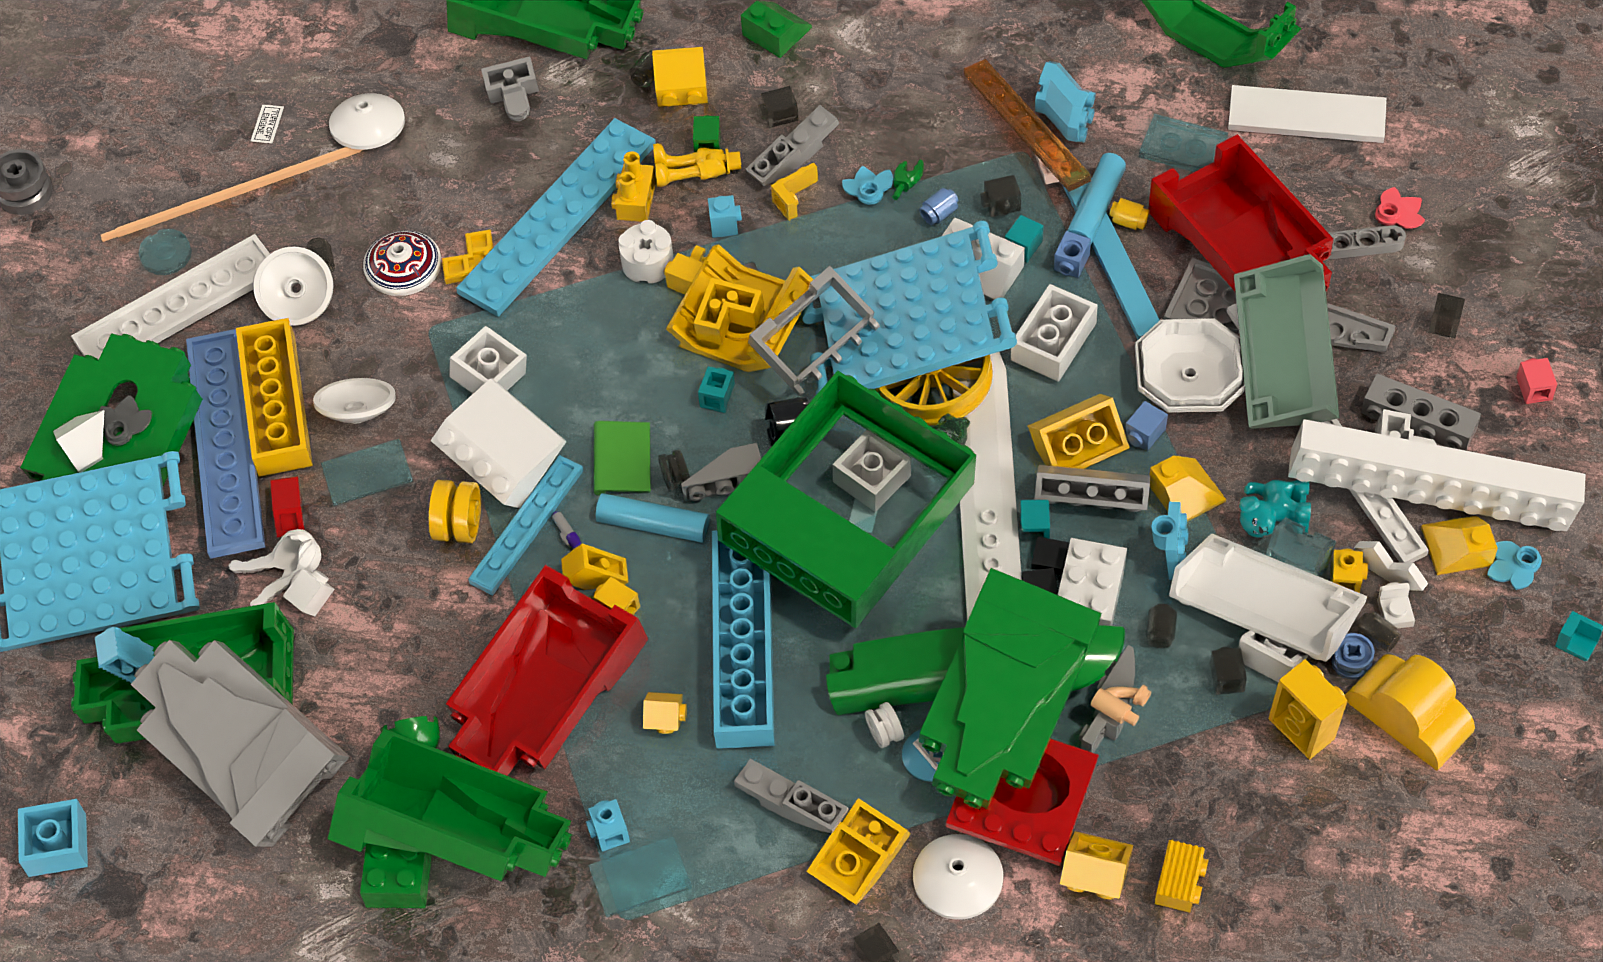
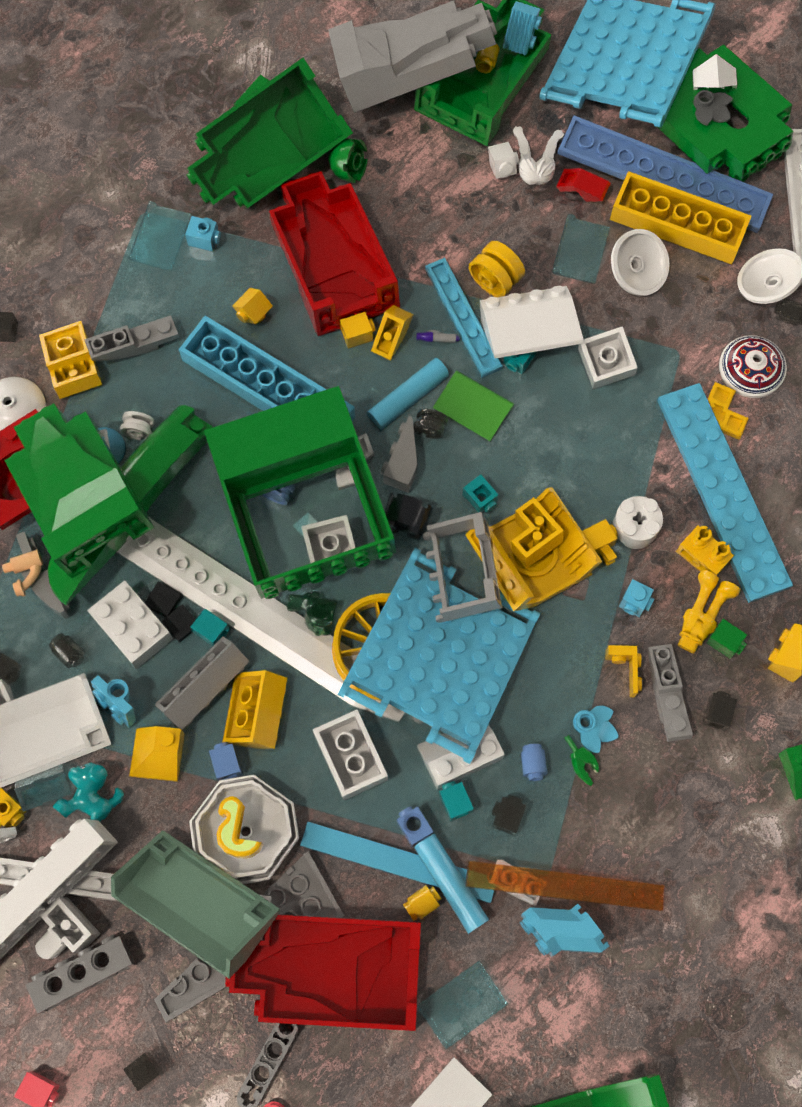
camera: 120 degrees right, 15 degrees up
(1202, 358) = (230, 829): none -> yellow animal

